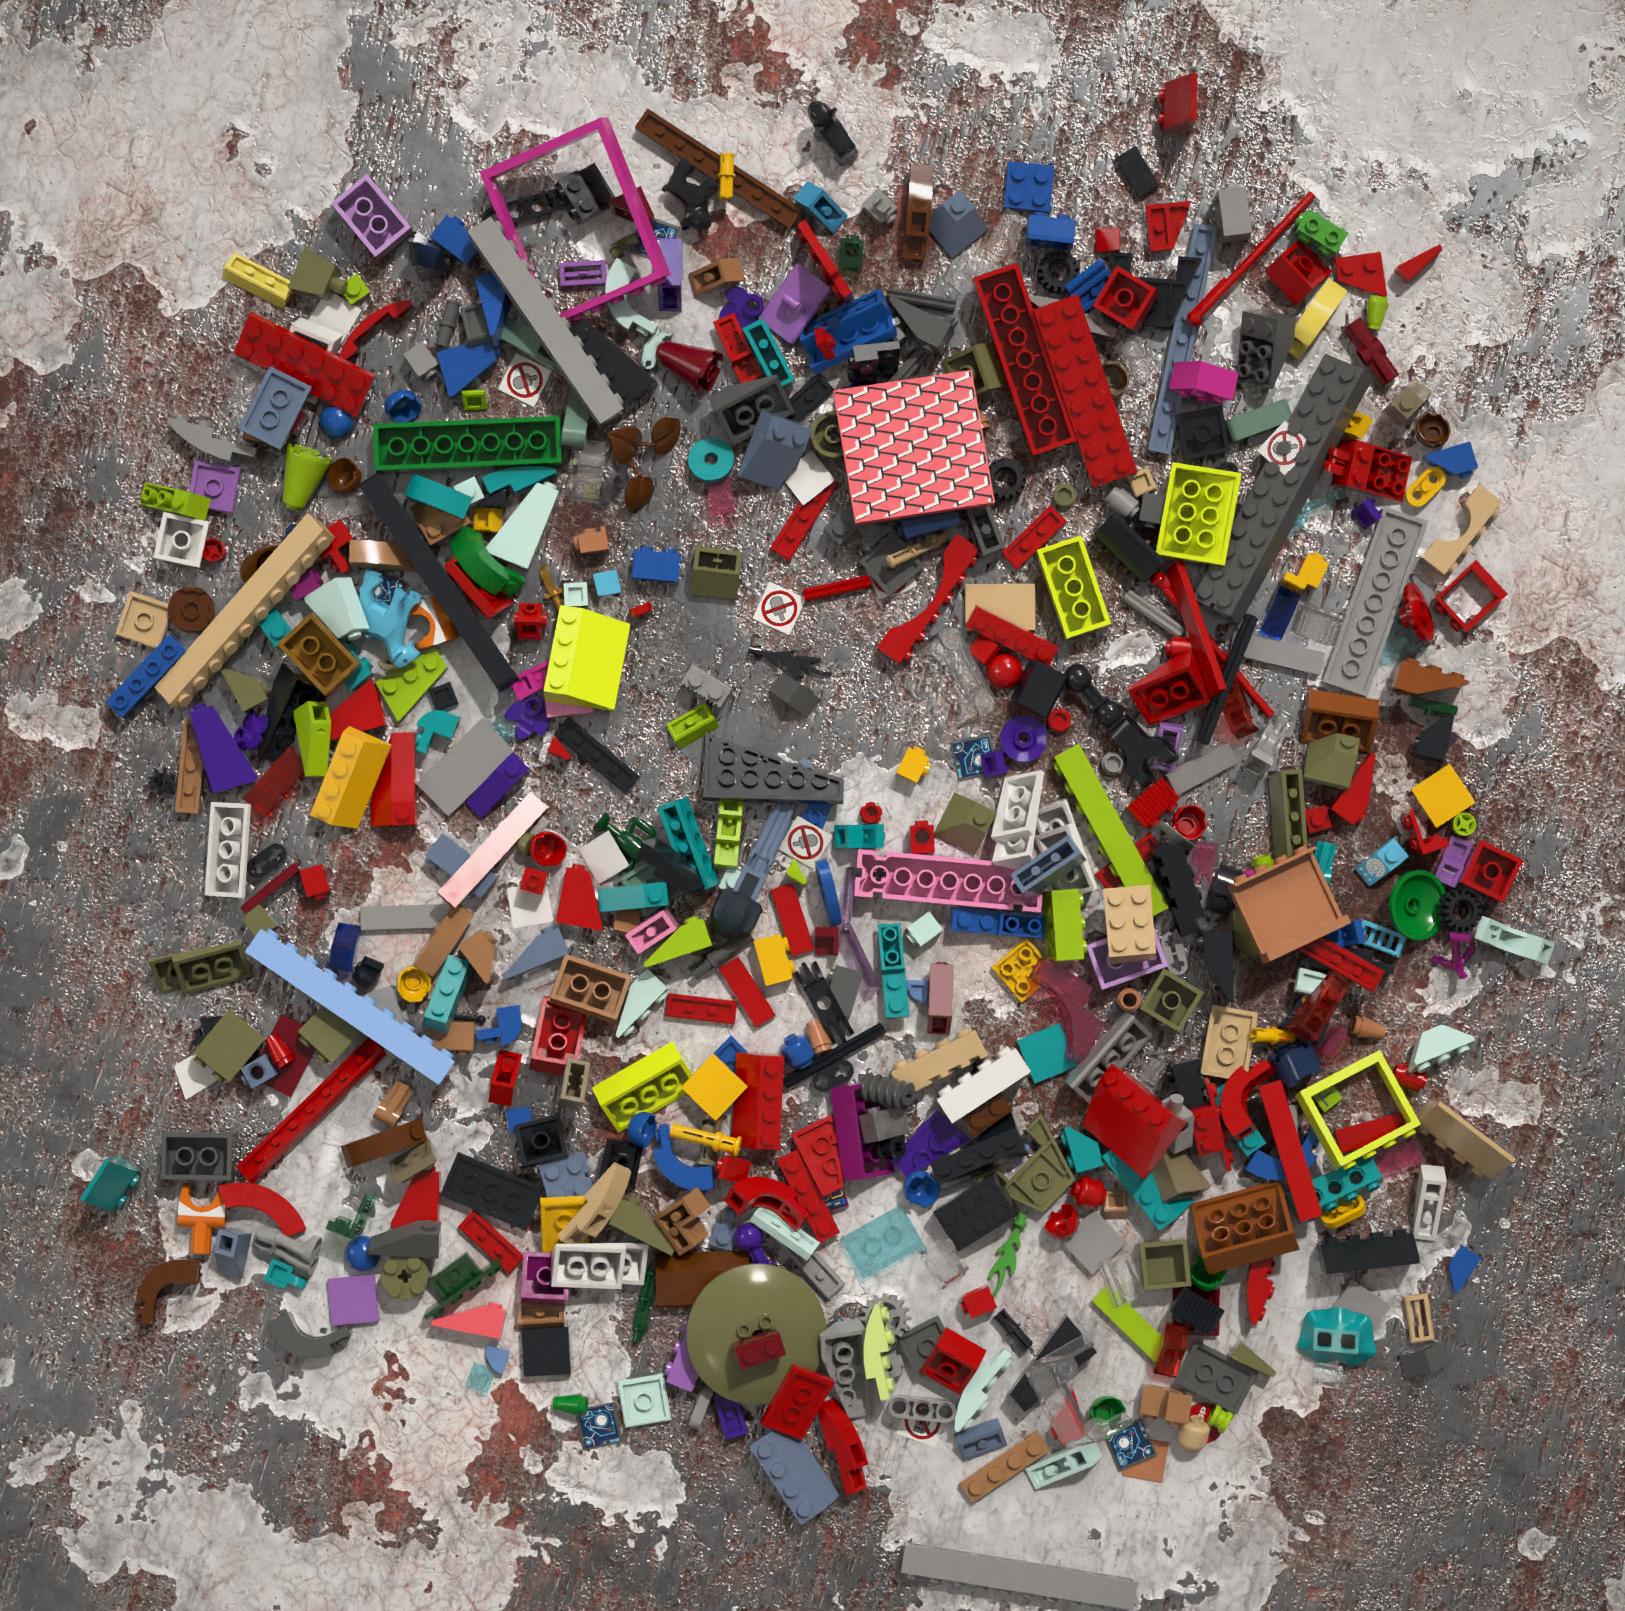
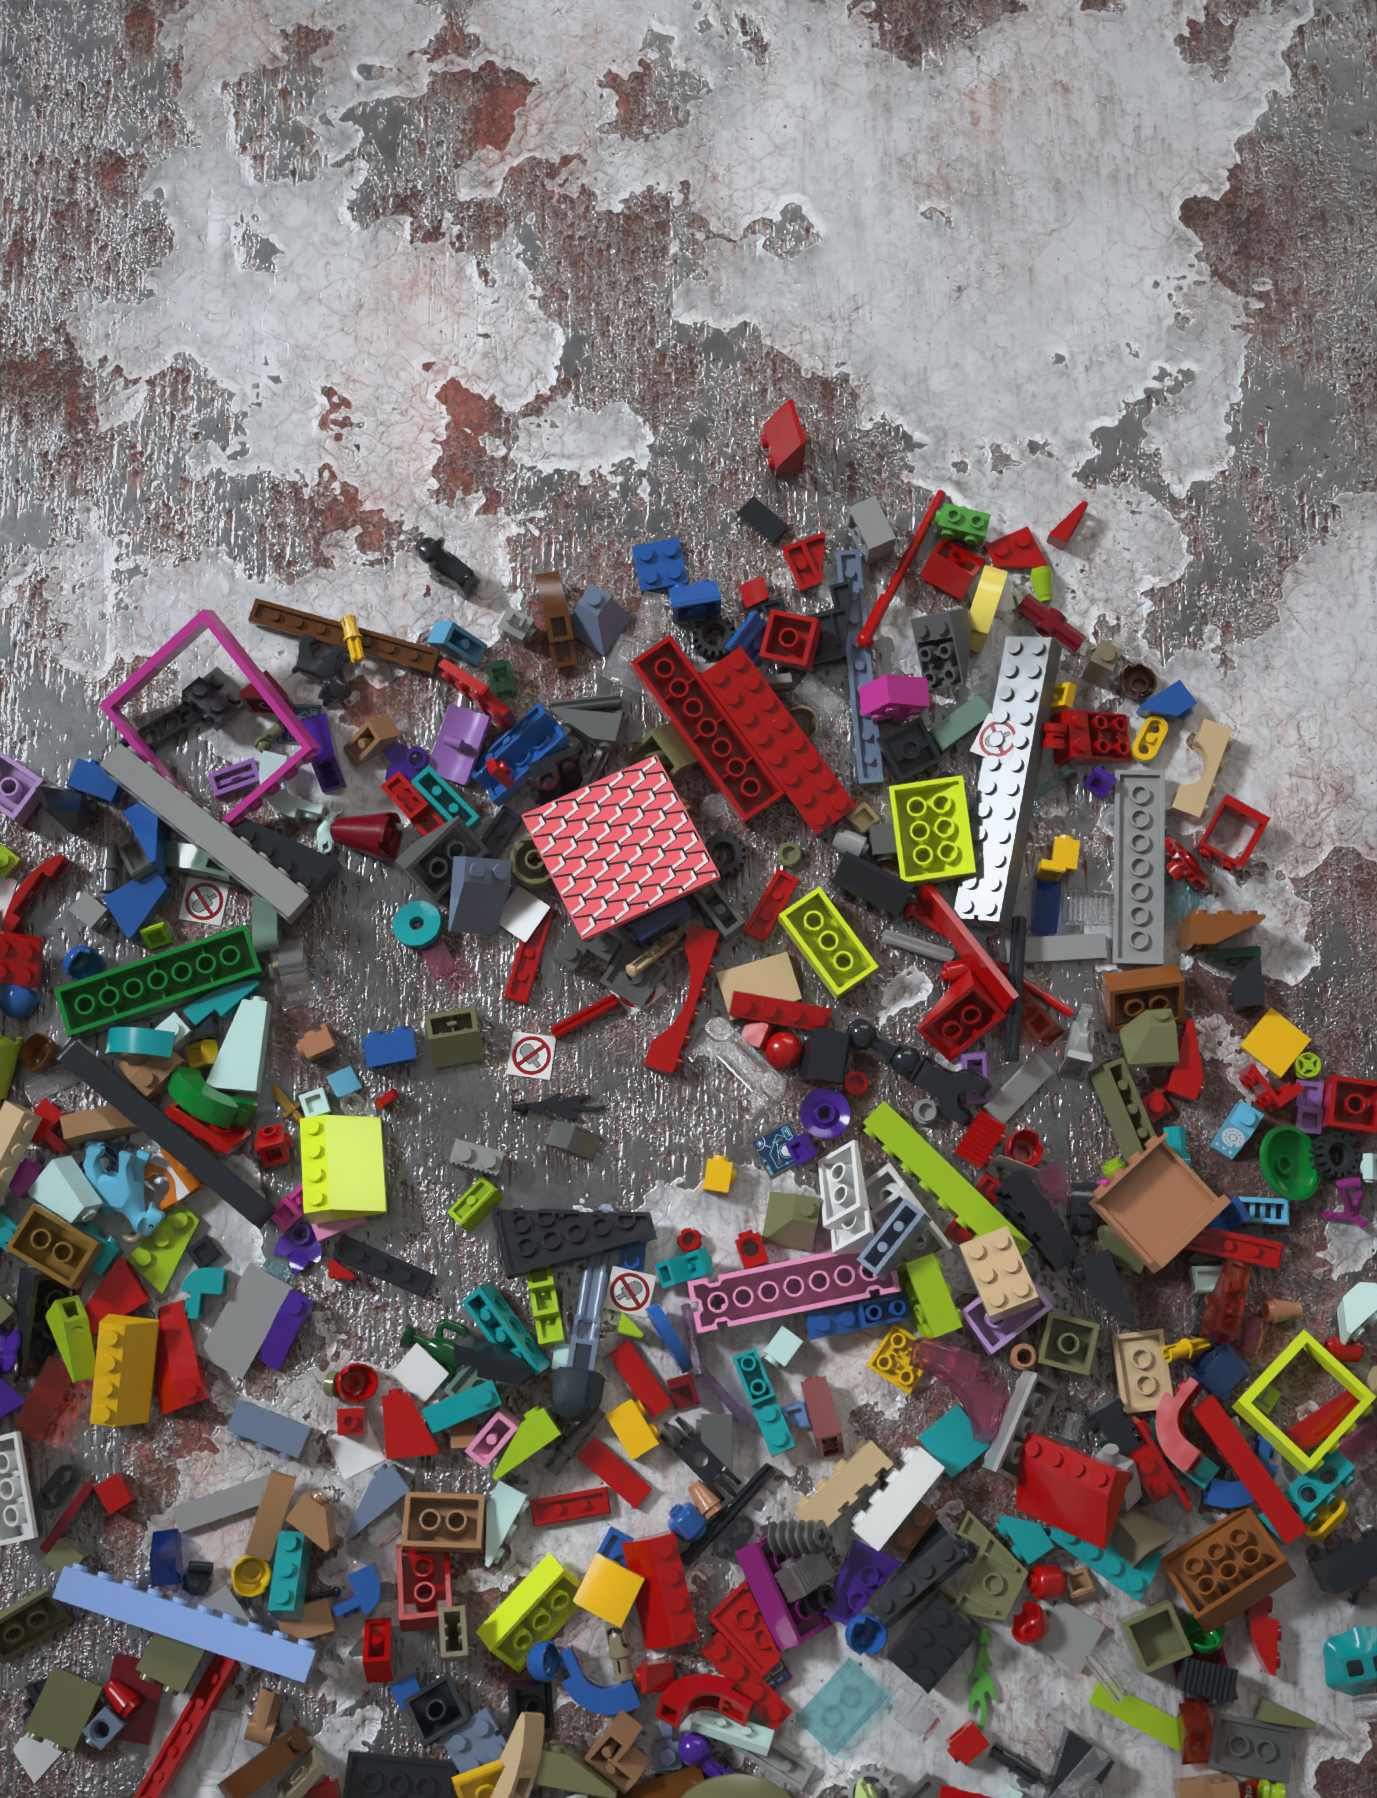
camera: 15 degrees left, 10 degrees down
(492, 850) = (296, 1403): tile -> none
(624, 447) = (320, 933): reddish brown plant -> none
(717, 1141) = (630, 1653): yellow pin -> none

